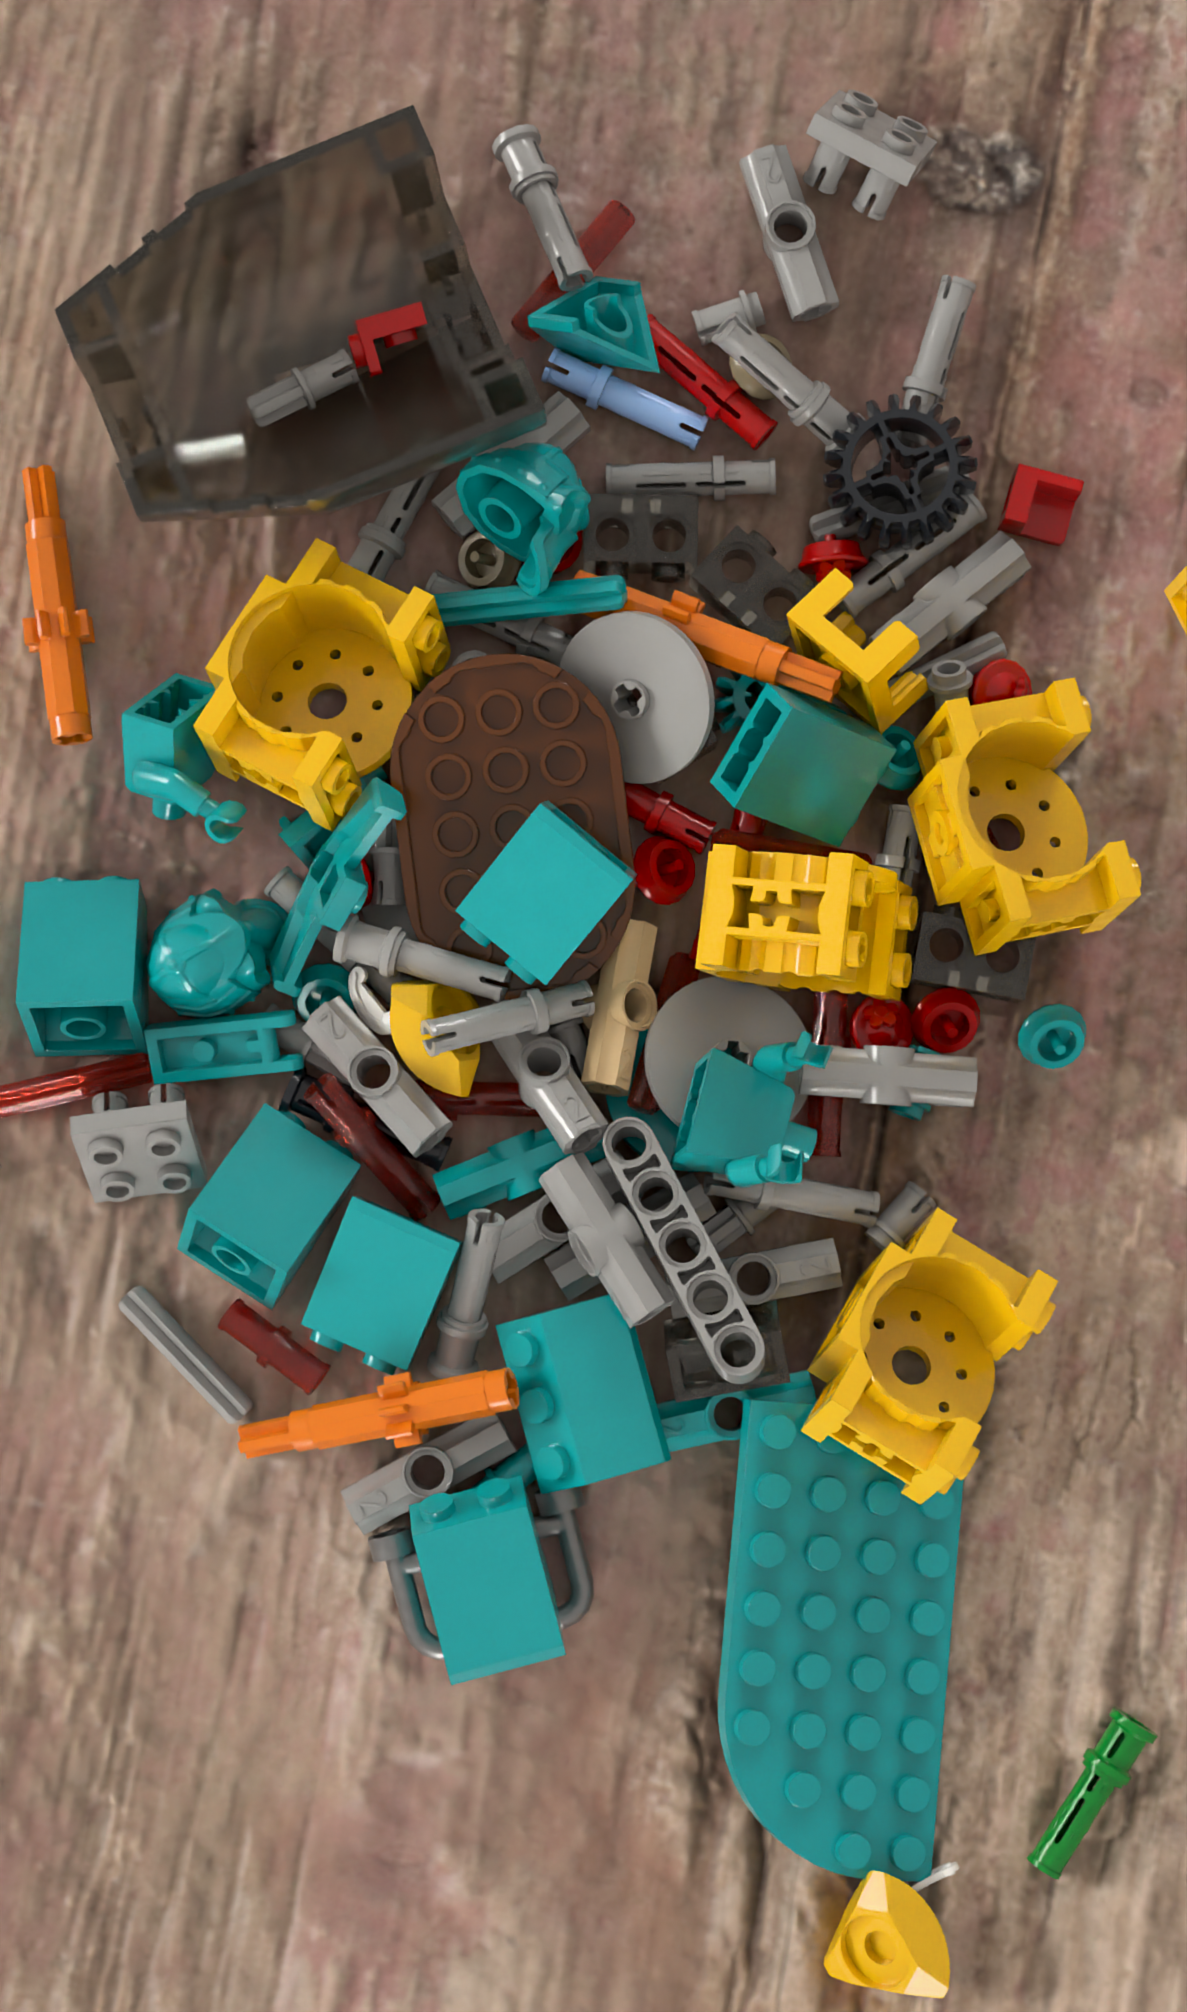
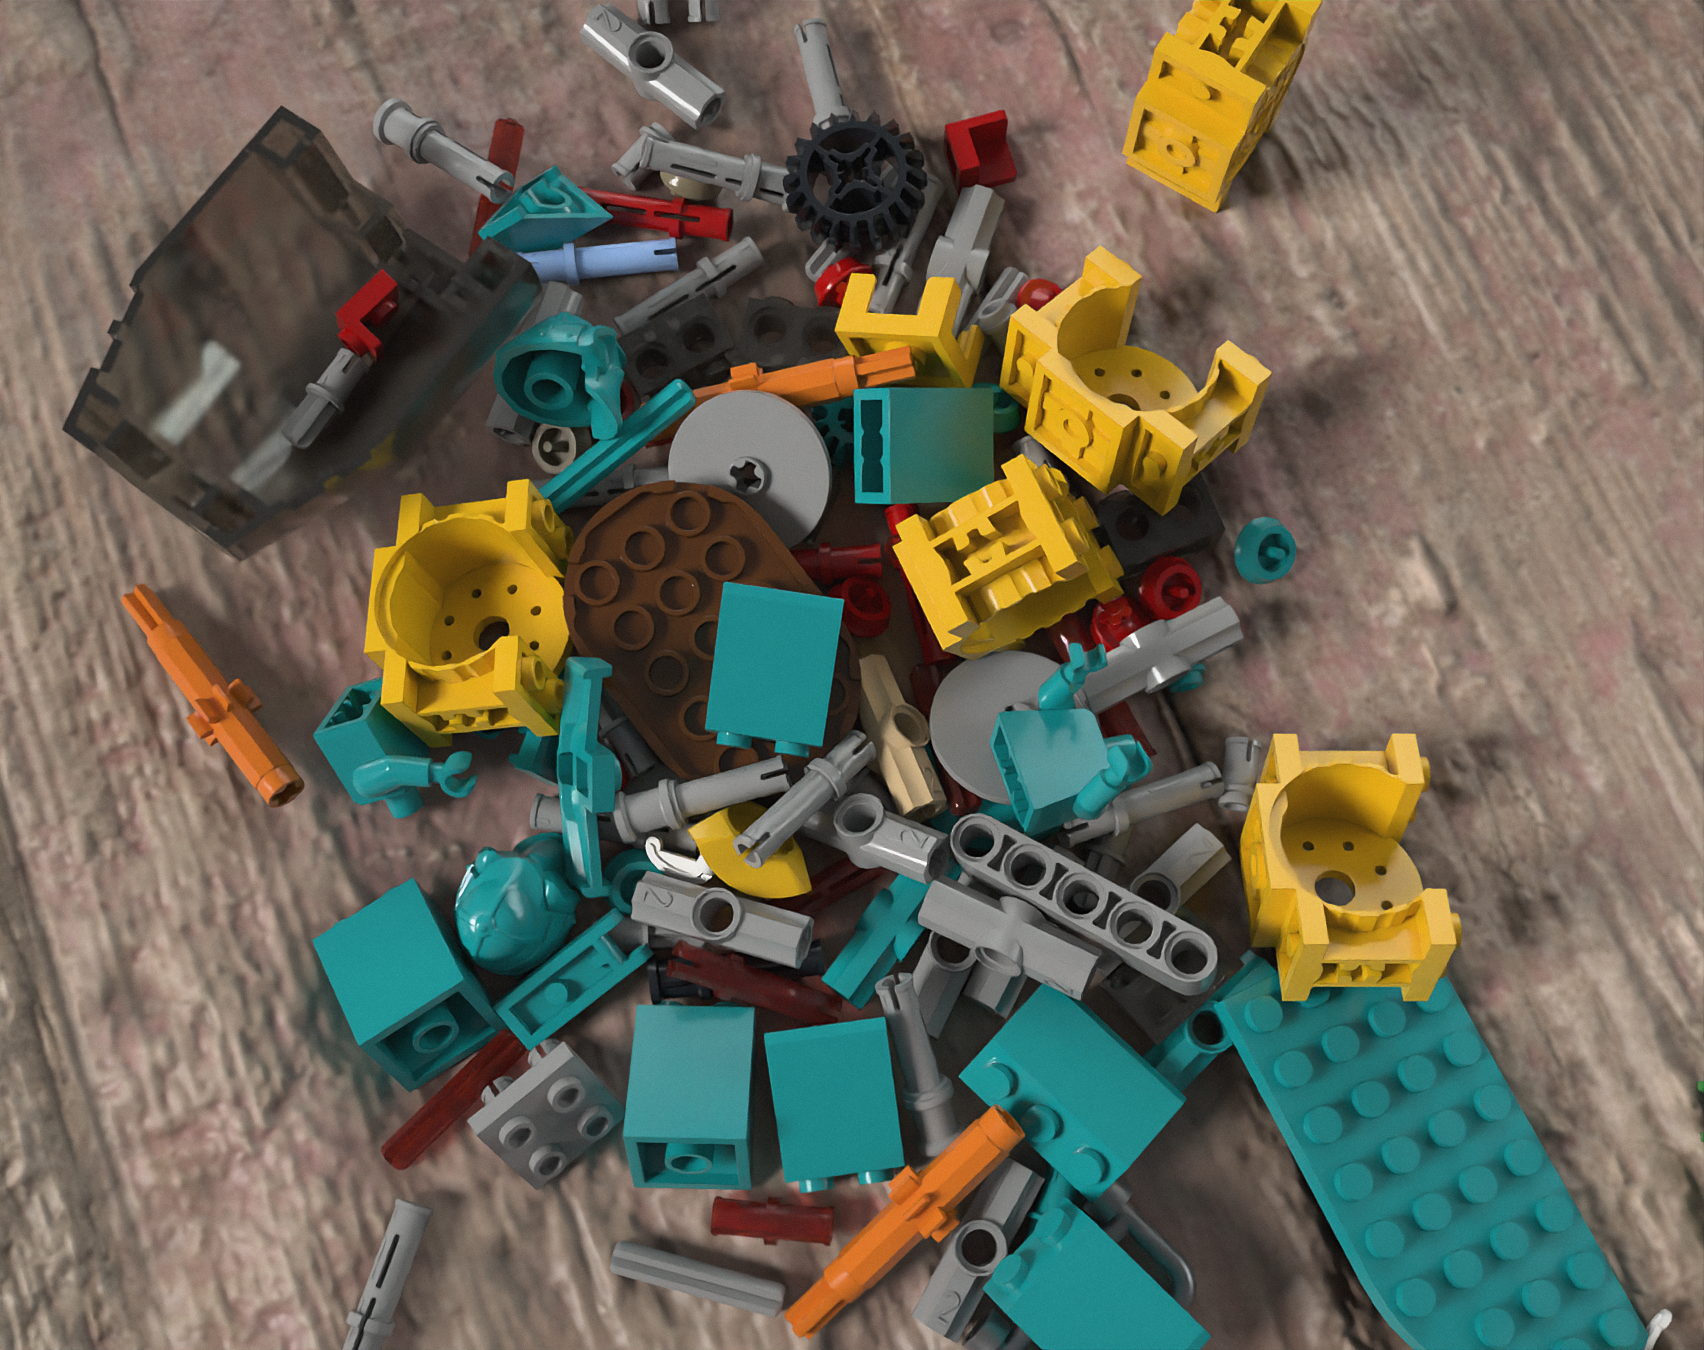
camera: 30 degrees left, 10 degrees down
(383, 539) = (463, 479): light grey pin -> none

